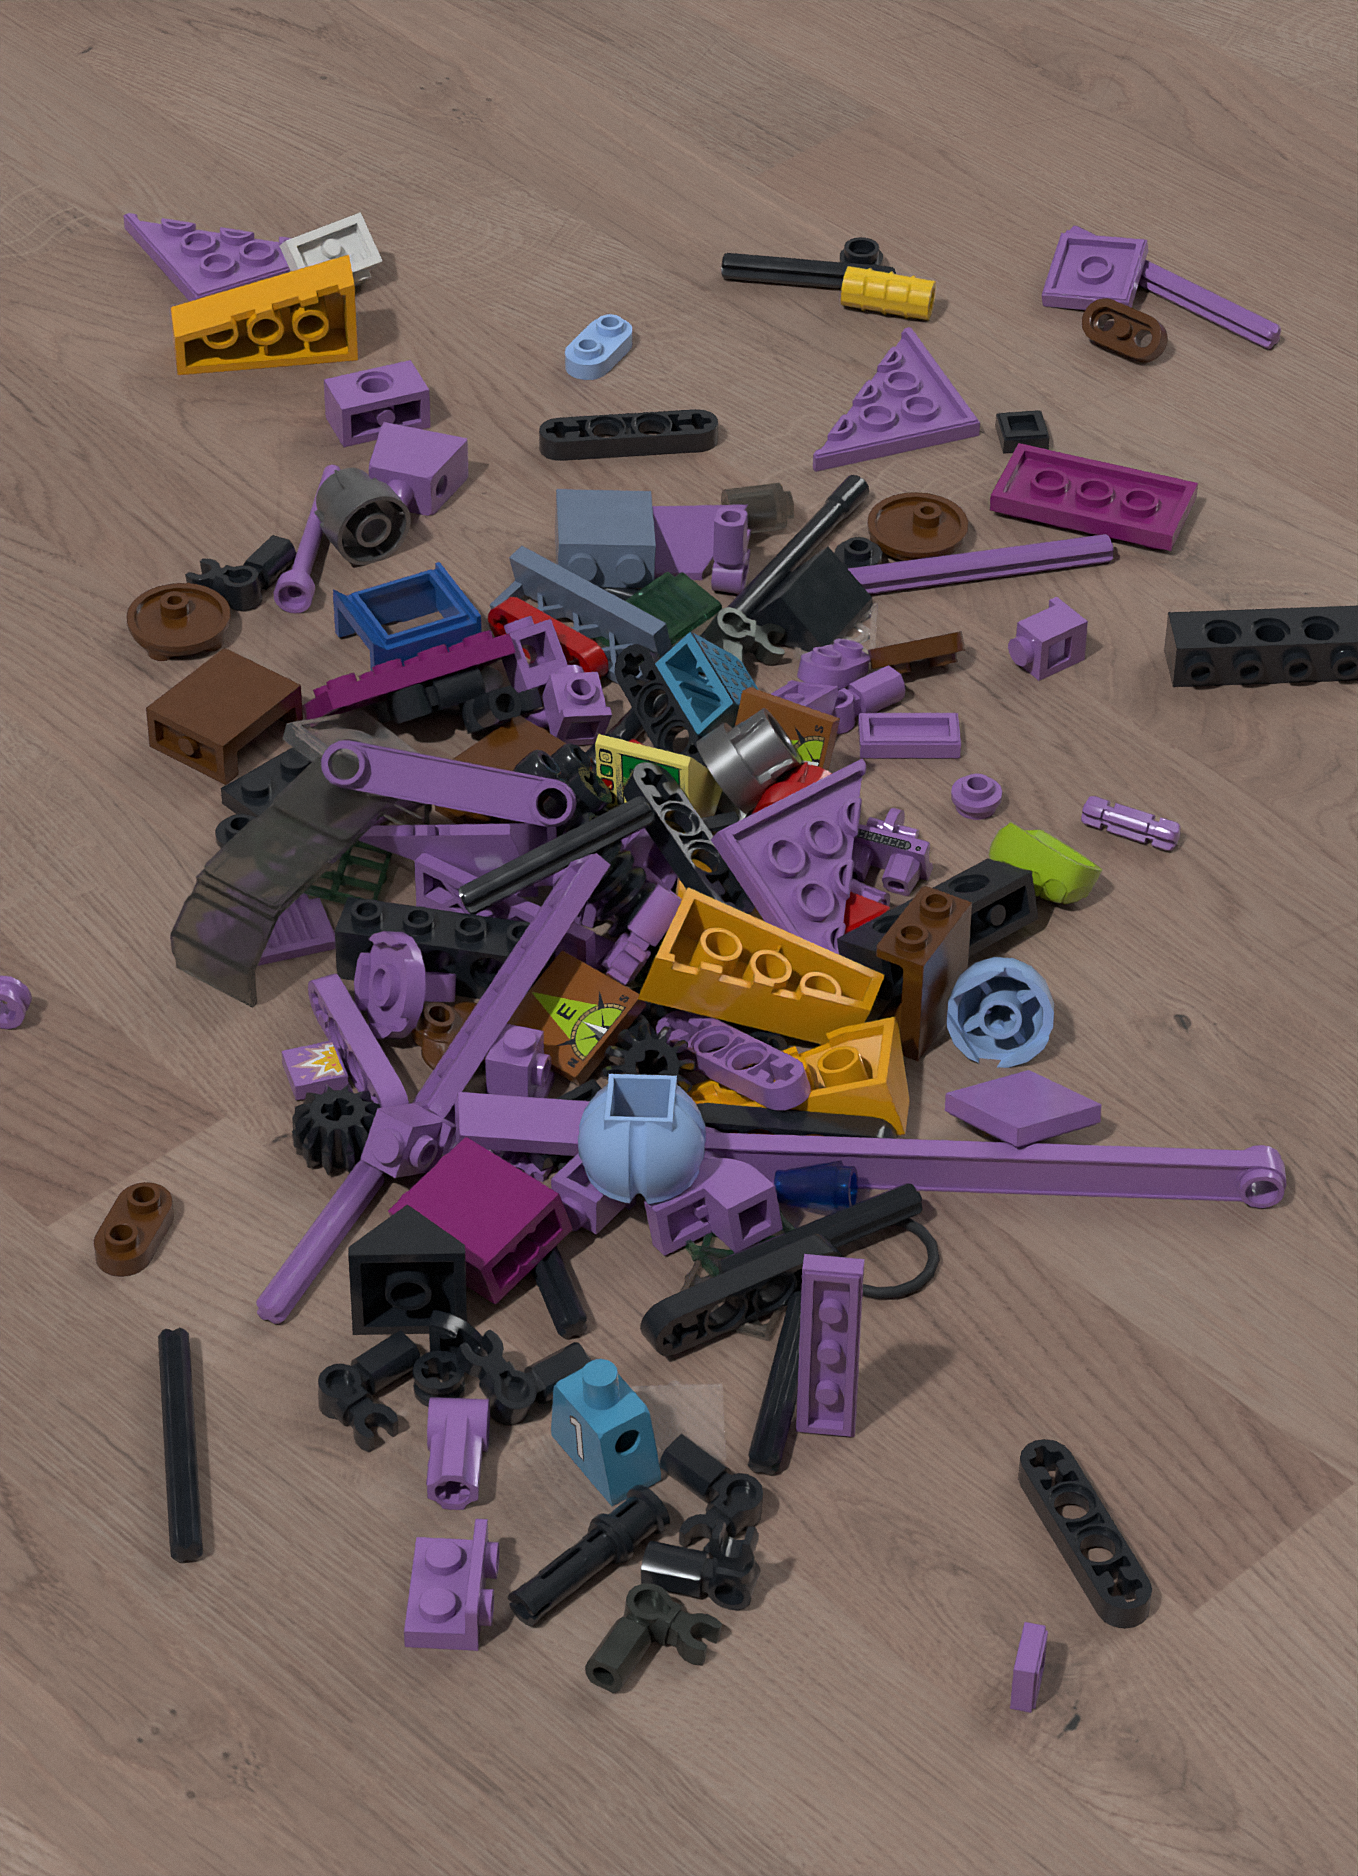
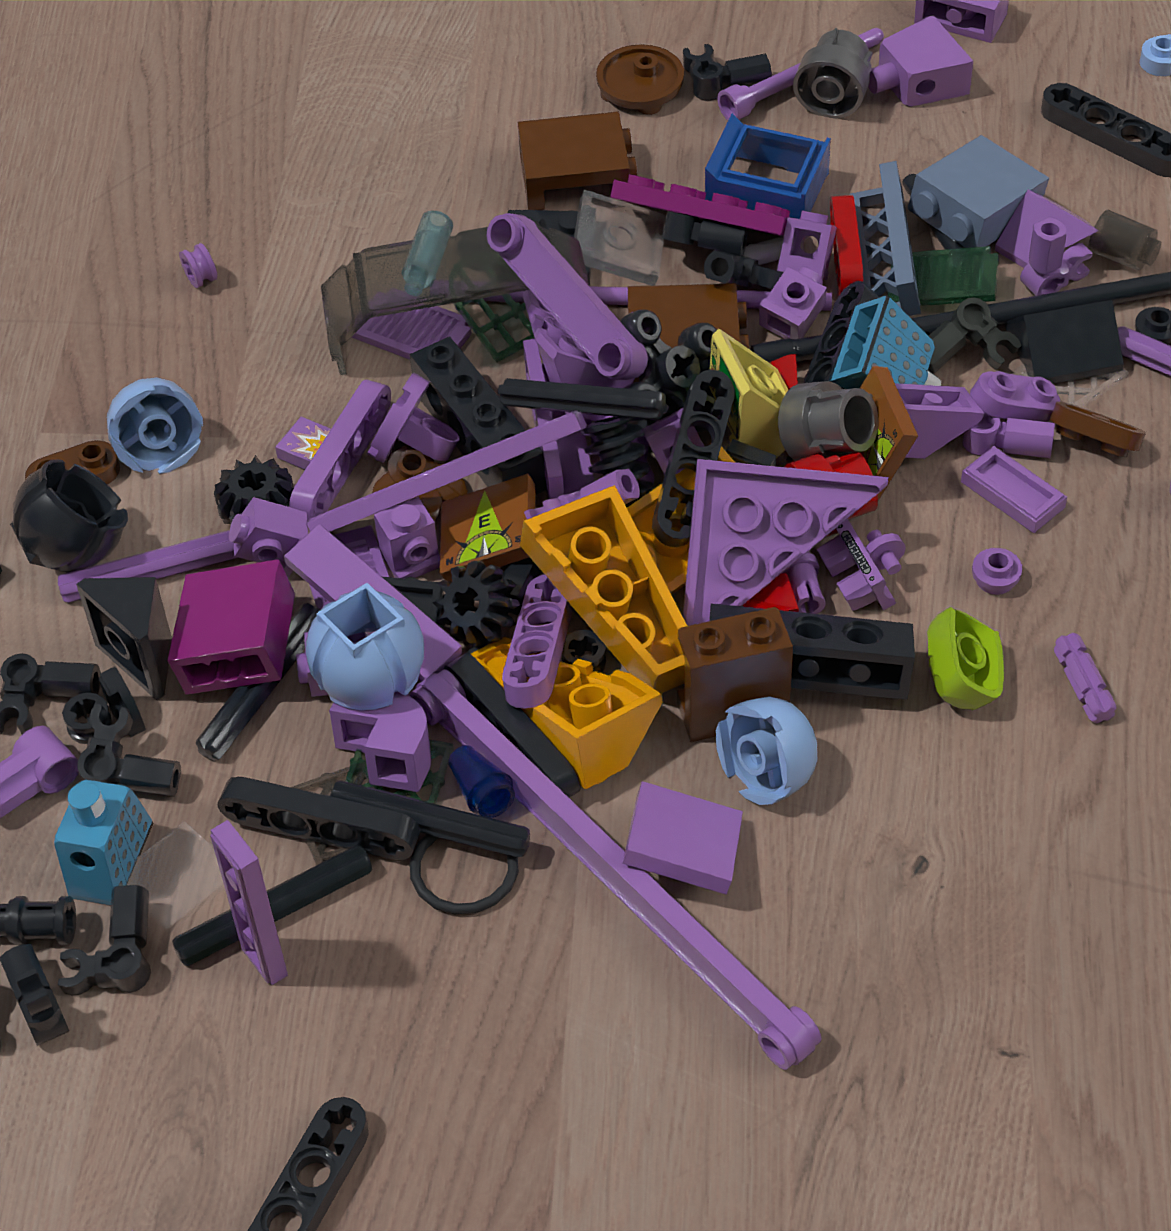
camera: 50 degrees right, 10 degrees up
(173, 1133) = (154, 425): none -> light blue cylinder
(221, 1246) = (67, 517): none -> black piece
(279, 826) = (426, 251): none -> clear light blue cylinder

